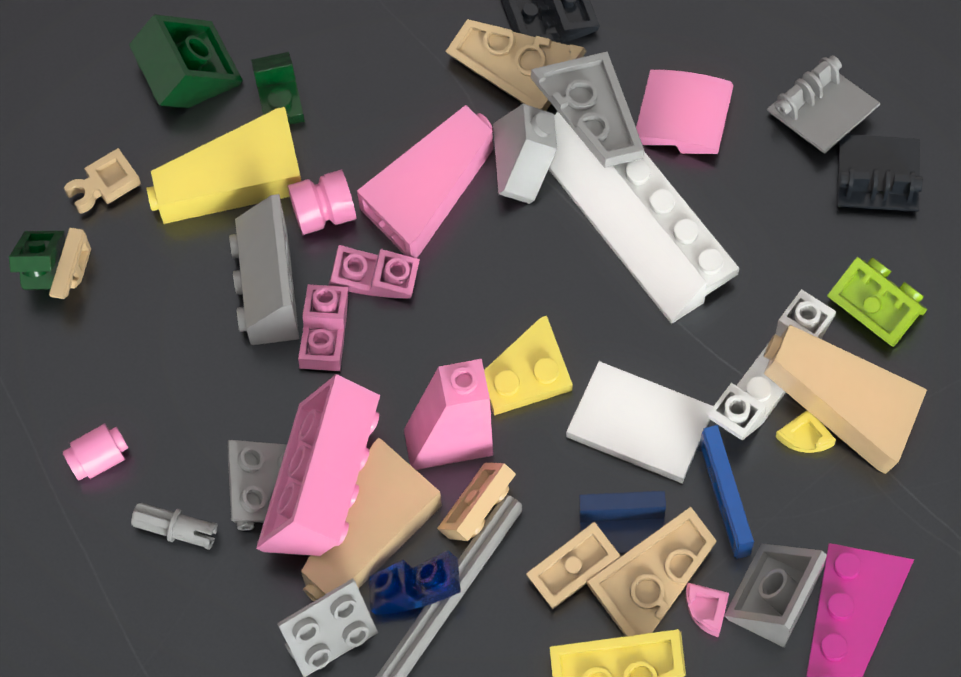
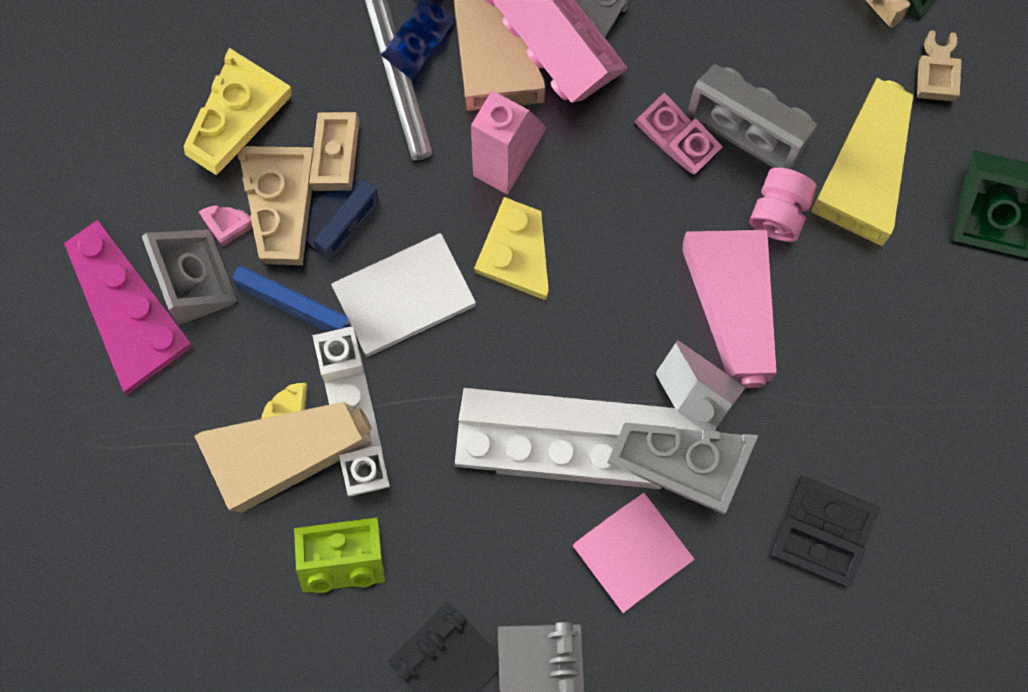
camera: 125 degrees right, 10 degrees up
(278, 85) = (923, 259): dark green slope -> none
(374, 275) = (693, 204): bright pink slope -> none
(482, 493) = (441, 125): tan plate -> none
(508, 57) = (794, 453): tan wing -> none

